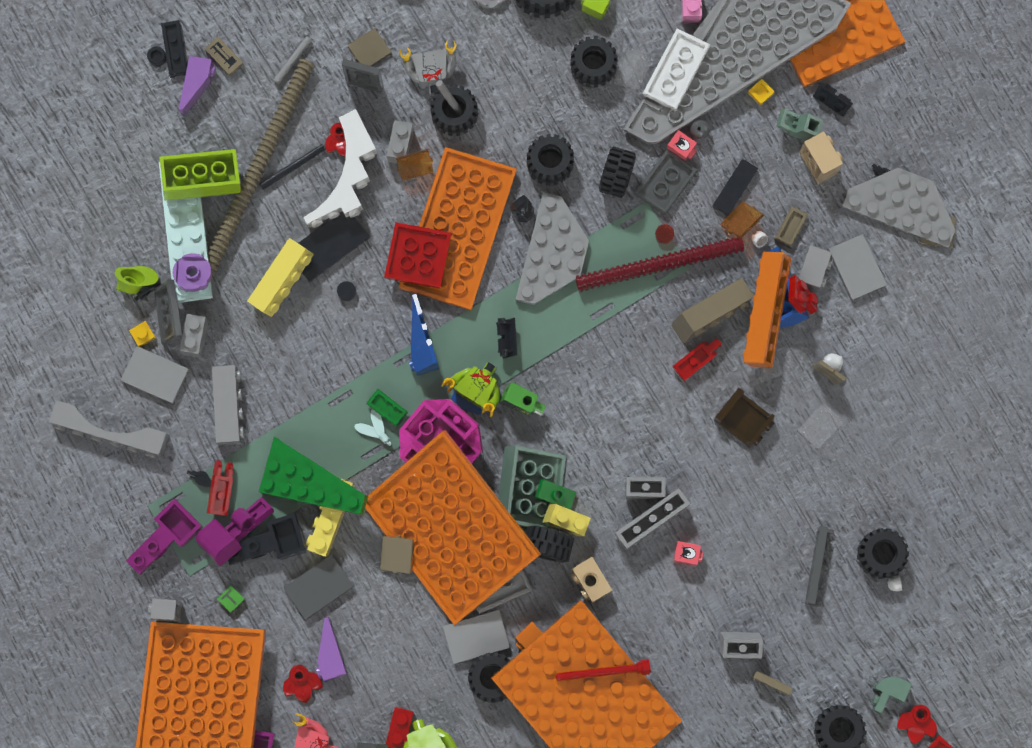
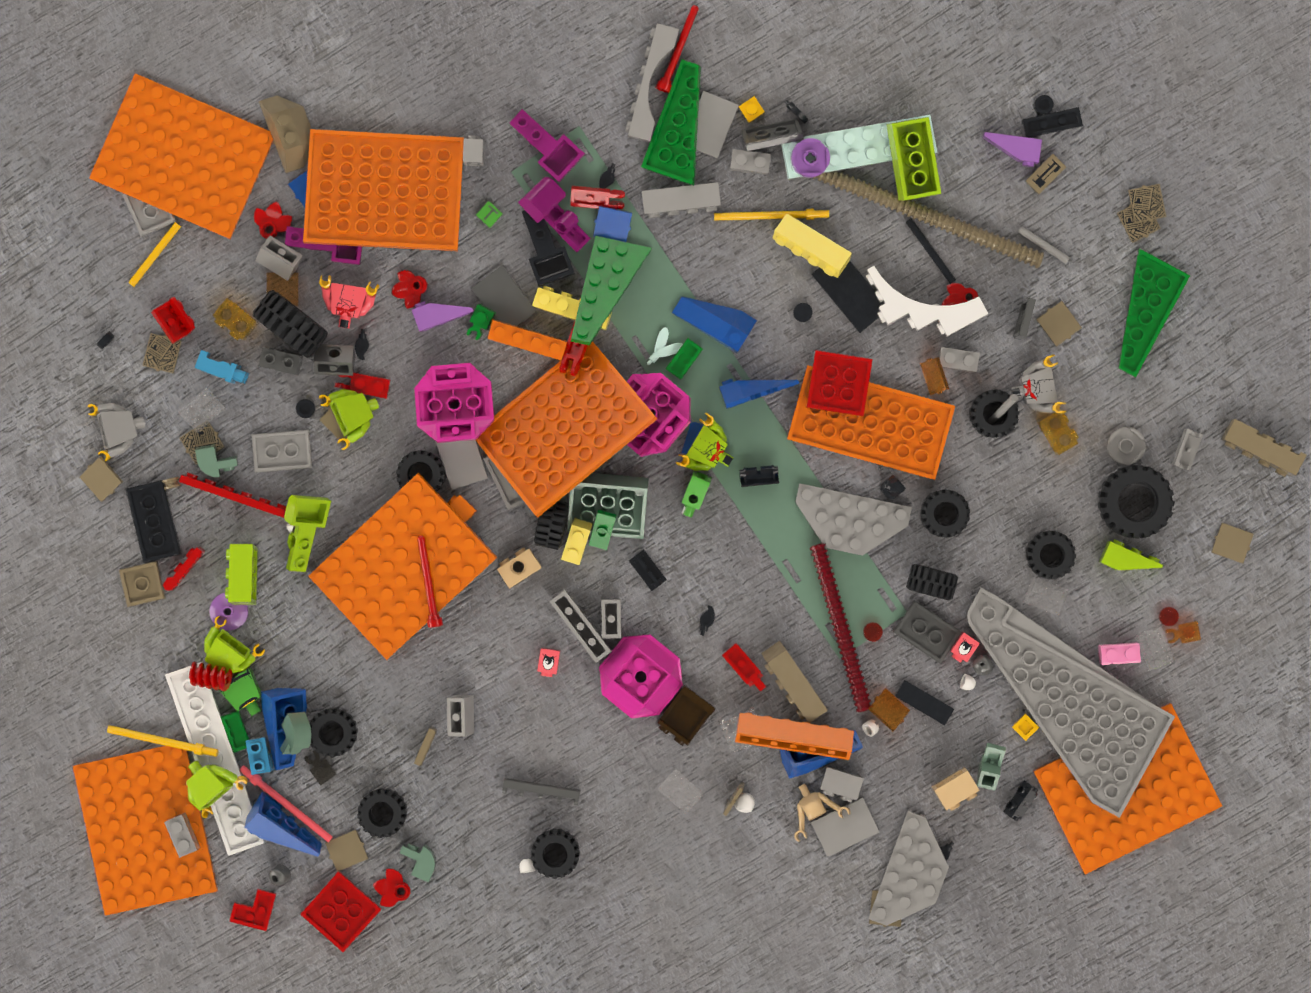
camera: 85 degrees right, 10 degrees up
(111, 418) = (664, 83): none -> red piece
(134, 278) = (807, 98): lime piece -> none
(163, 408) = (675, 136): none -> green wing
(247, 474) = (612, 223): none -> blue piece
(249, 281) = (809, 214): none -> yellow bar
(336, 610) = (481, 318): none -> green plate
(353, 370) = (719, 322): none -> blue wedge
(357, 735) = (361, 345): none -> black piece
(359, 563) = (526, 339): none -> orange brick
(374, 517) = (573, 352): none -> red hinge
(397, 554) = (538, 375): dark tan piece -> none
(401, 639) = (448, 384): none -> dark pink piece
(478, 55) = (1054, 435): none -> clear yellow brick
(597, 451) = (647, 570): none -> black hinge
(648, 395) = (707, 619): none -> black piece
(676, 69) = (1044, 639): white tile -> none
(695, 480) = (636, 655): none -> dark pink piece
(716, 145) = (967, 682): none -> white hinge
(791, 227) = (884, 759): dark tan tile -> none
(801, 297) = (809, 770): red plate -> none
(838, 296) = (813, 808): none -> tan piece

